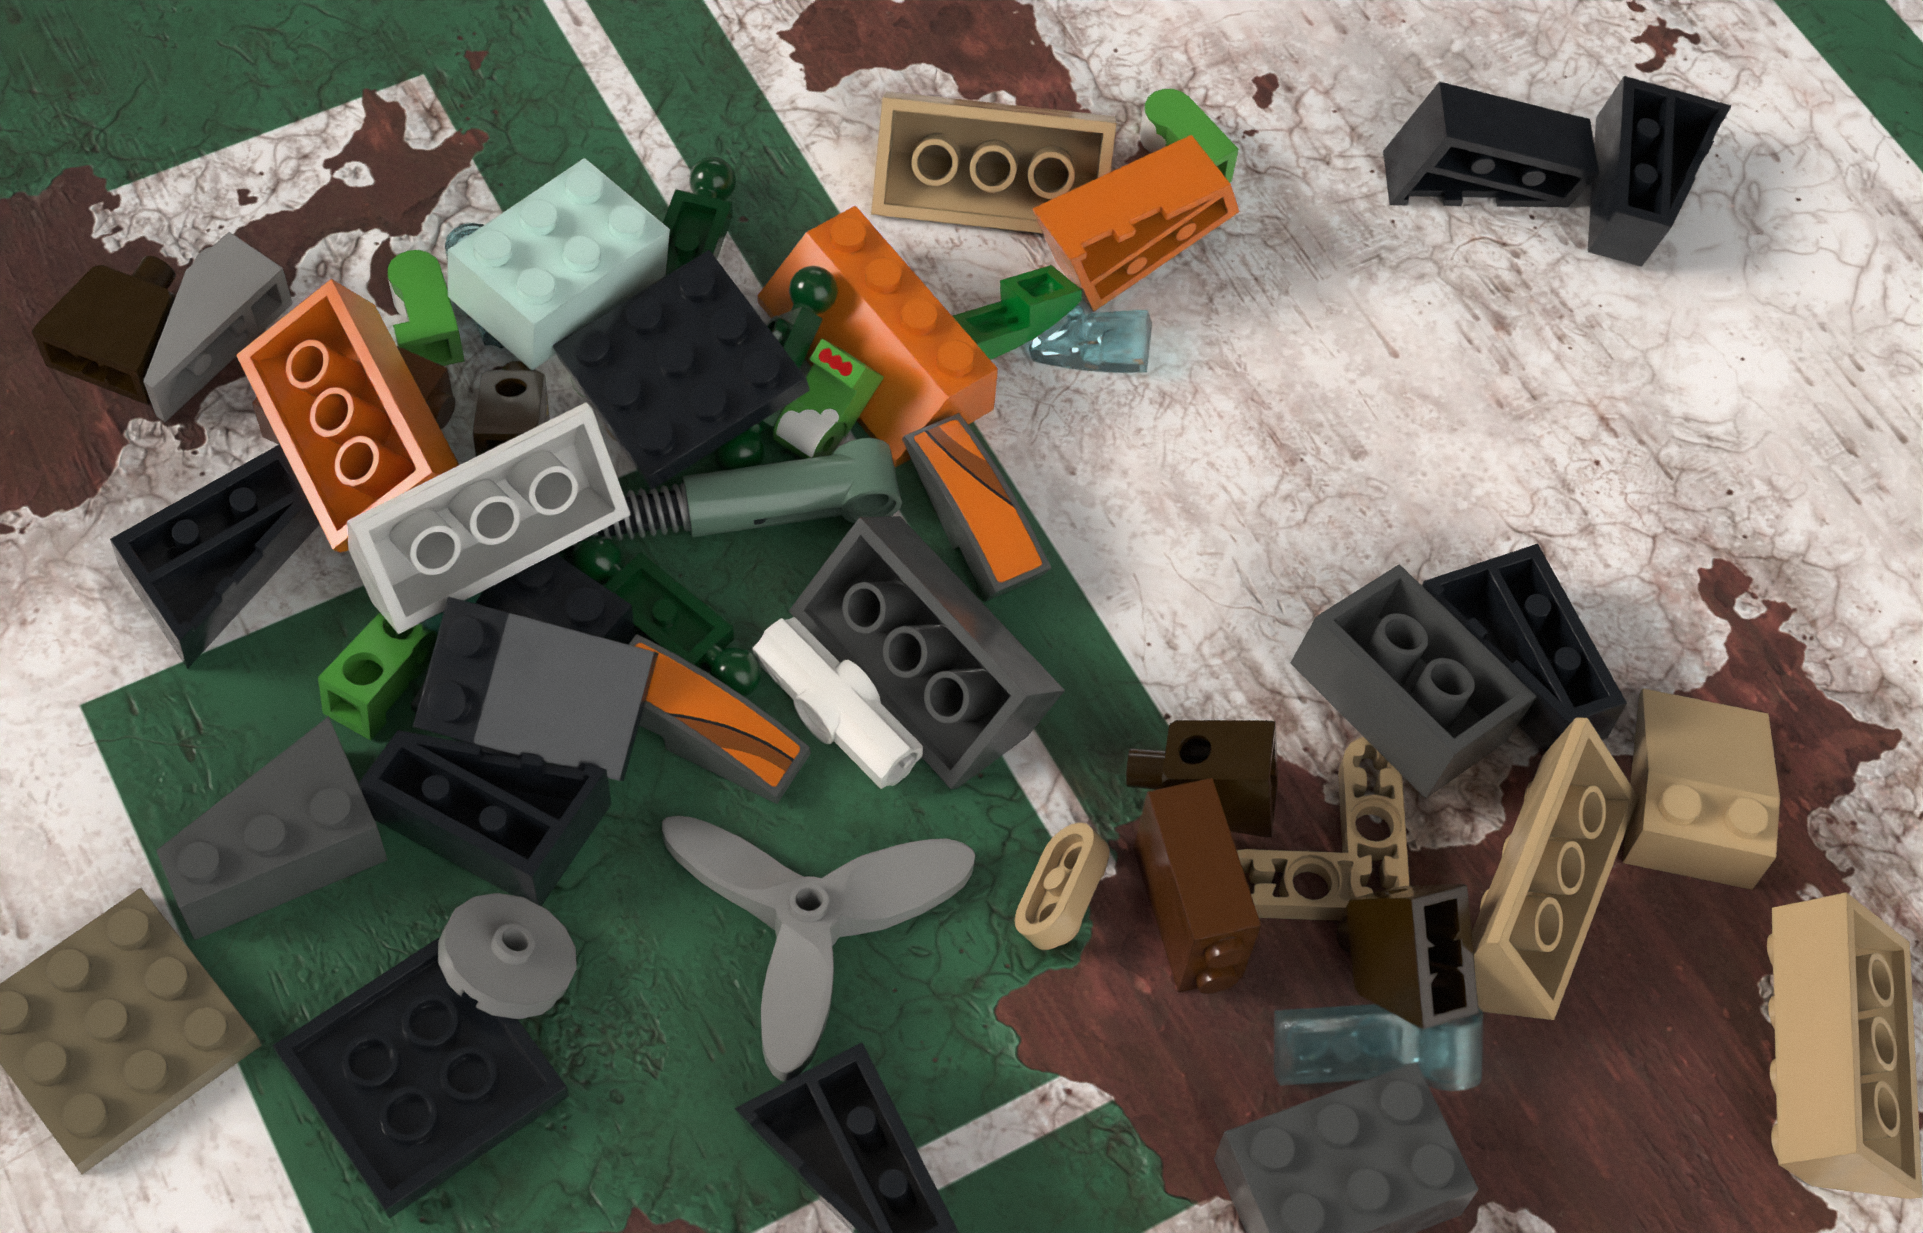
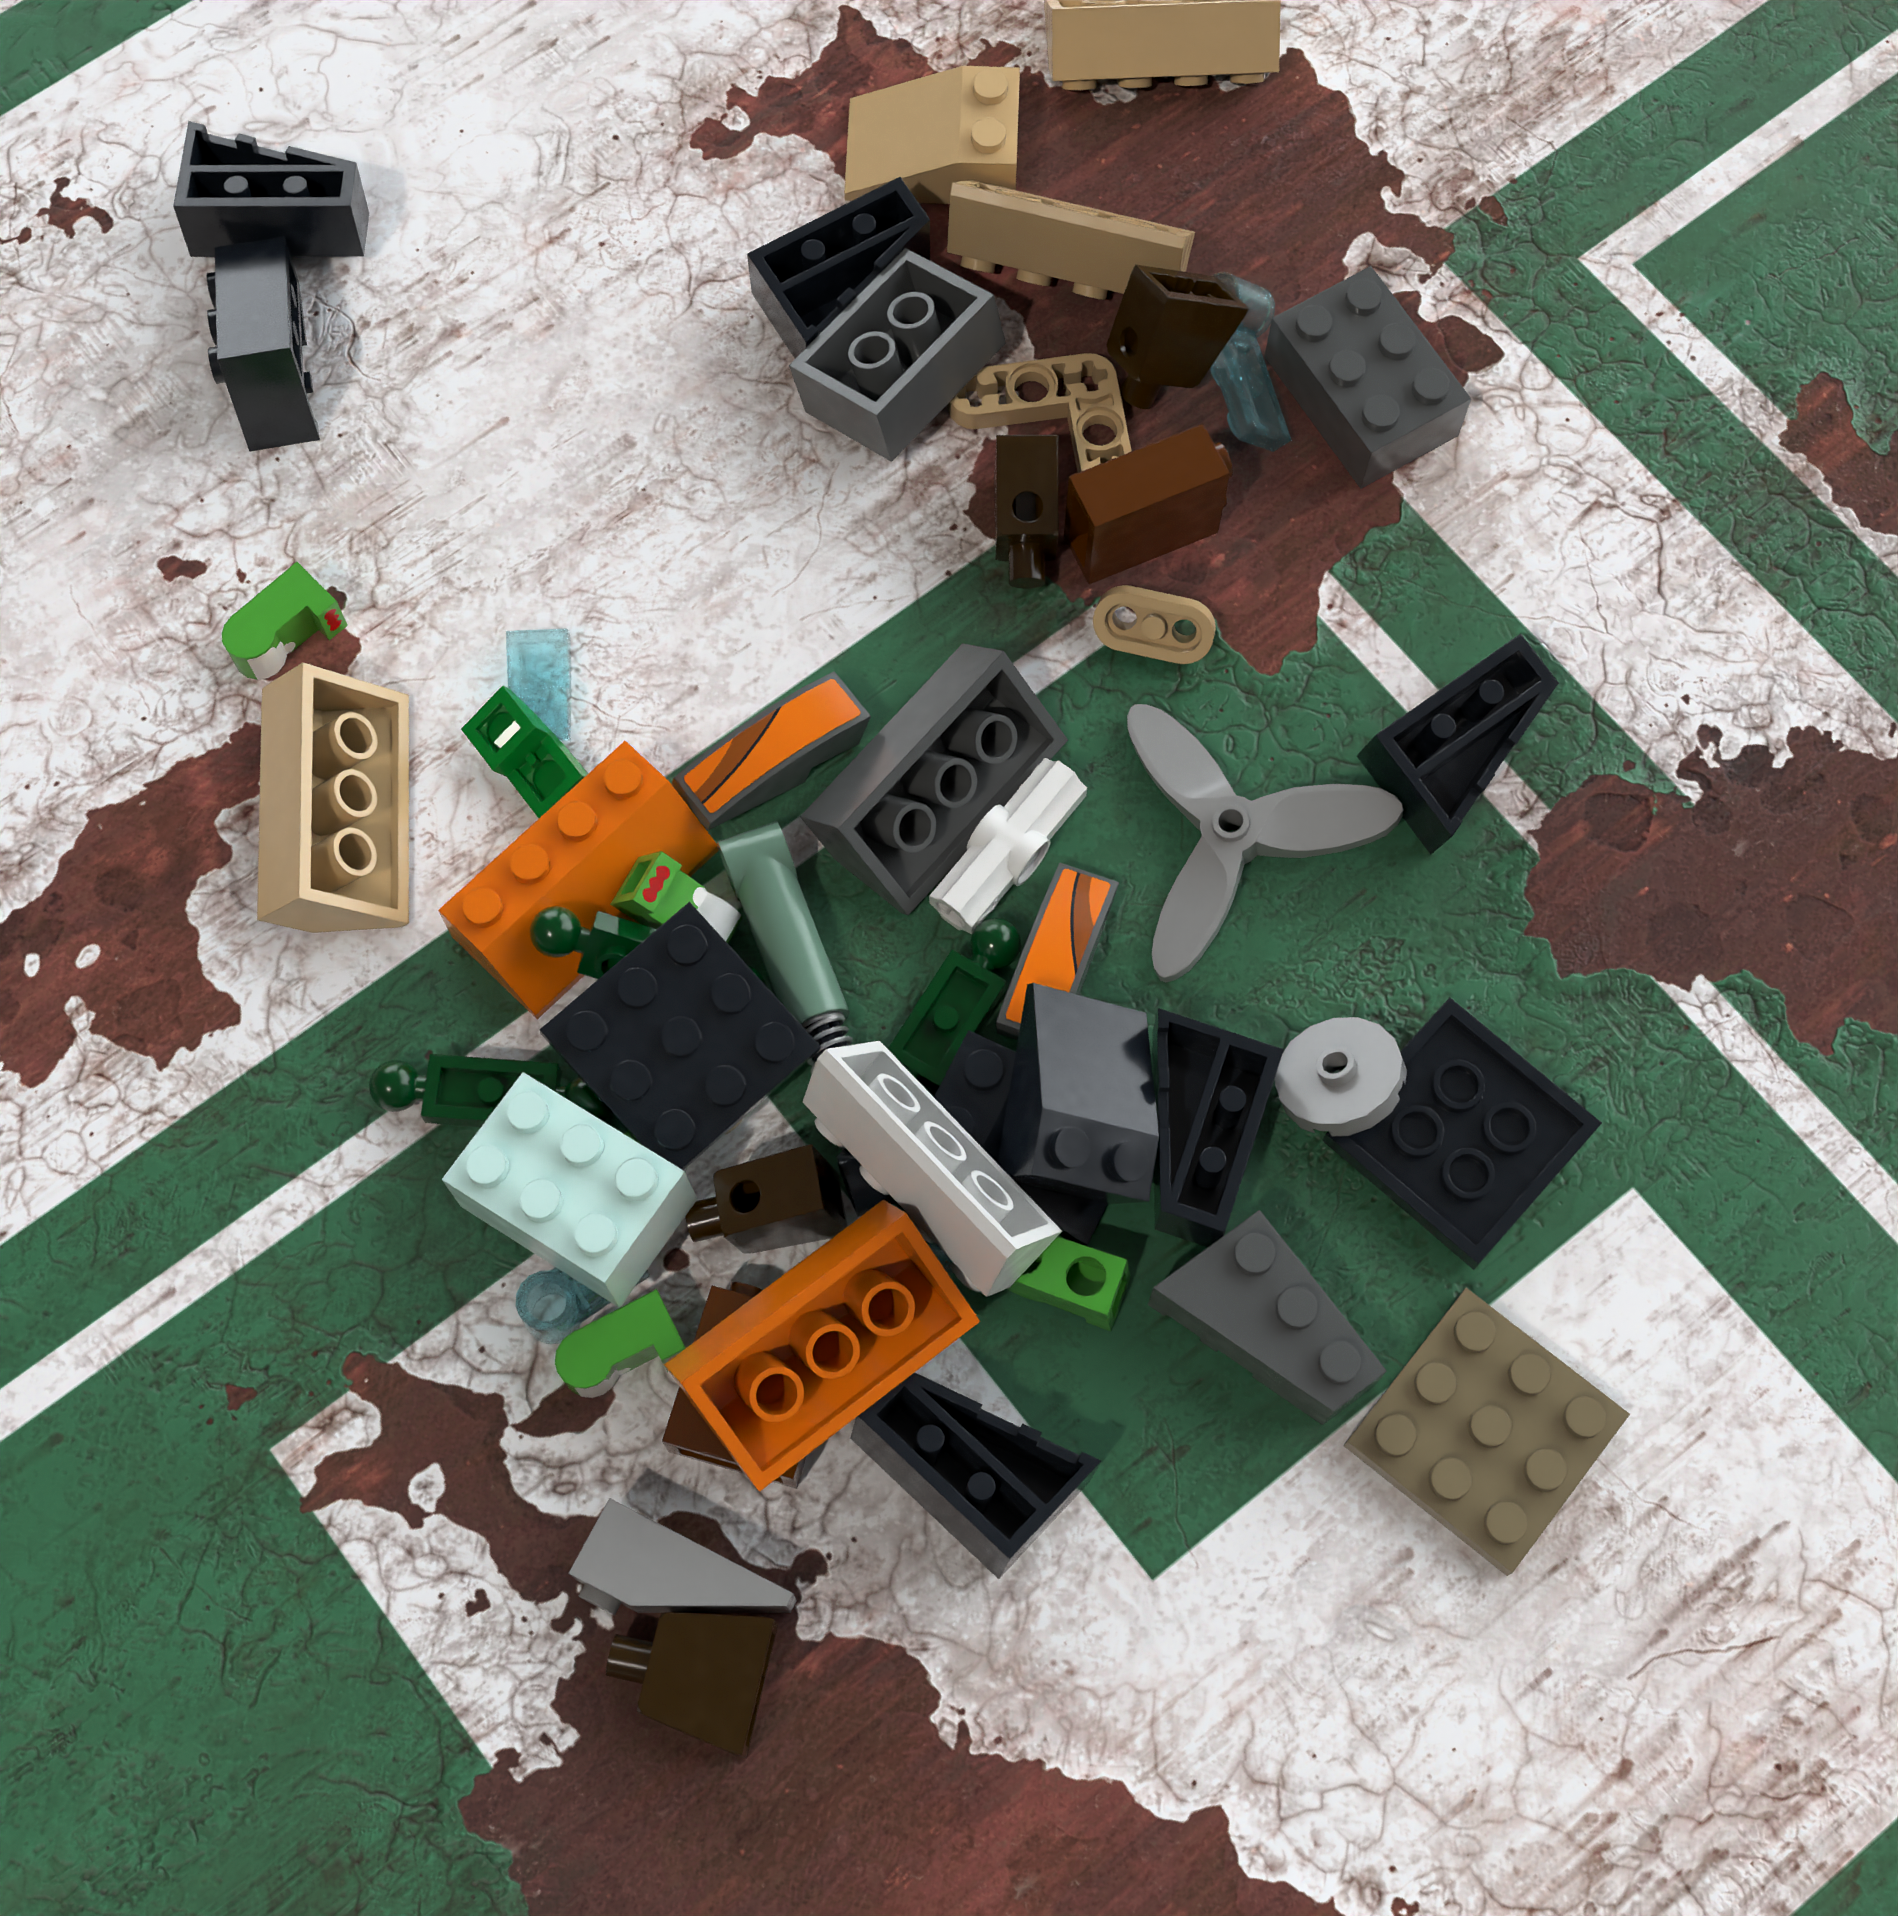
camera: 95 degrees left, 10 degrees up
(1135, 218) = (409, 638): orange wedge -> none

